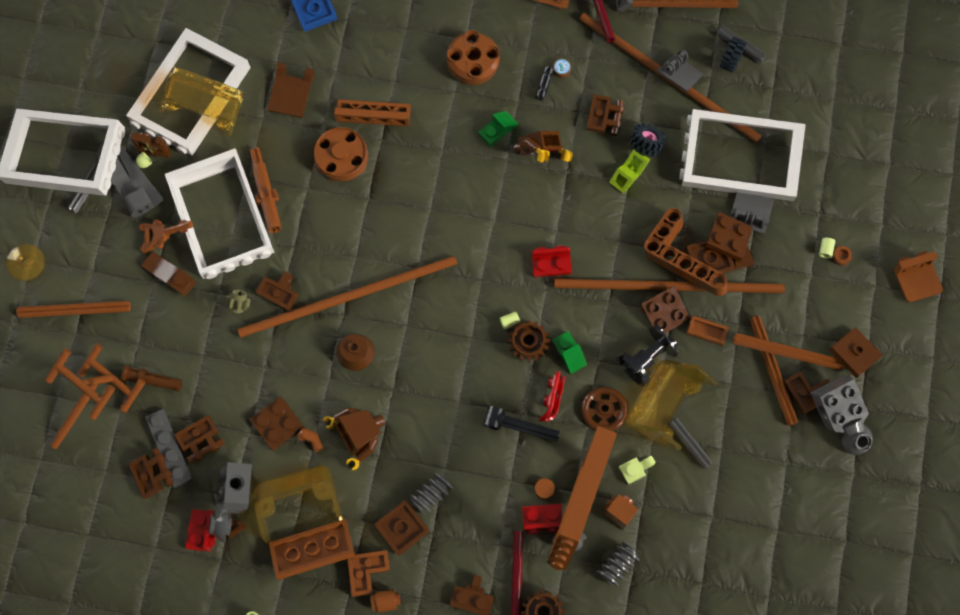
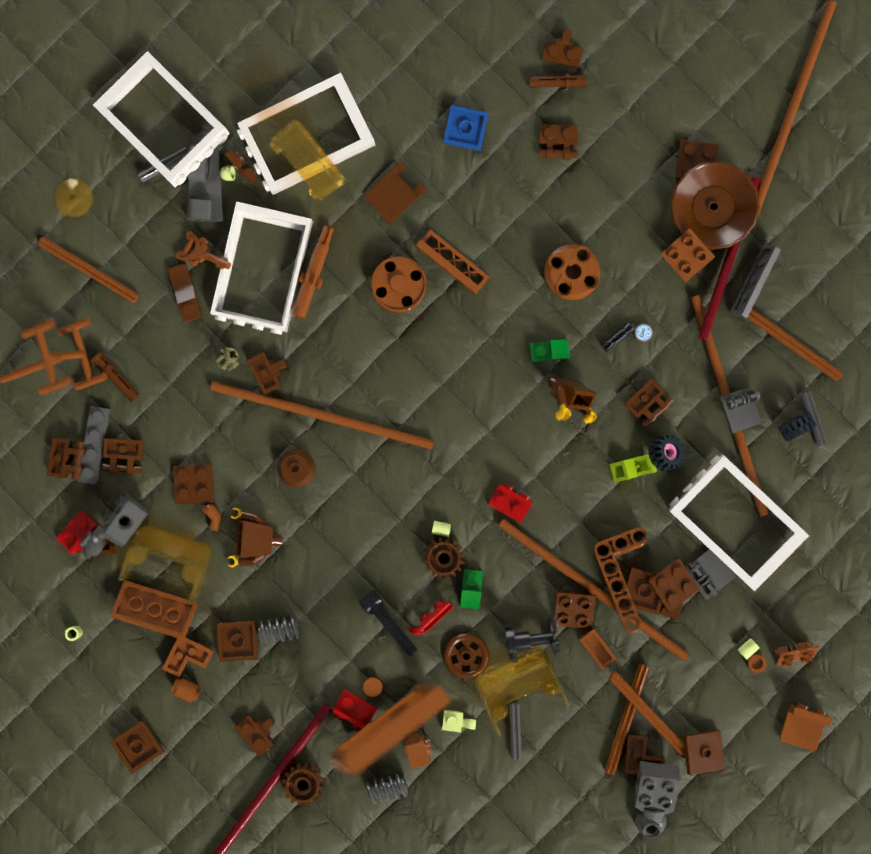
camera: 30 degrees right, 15 degrees up
(867, 225) = (804, 653): none -> dark orange hinge

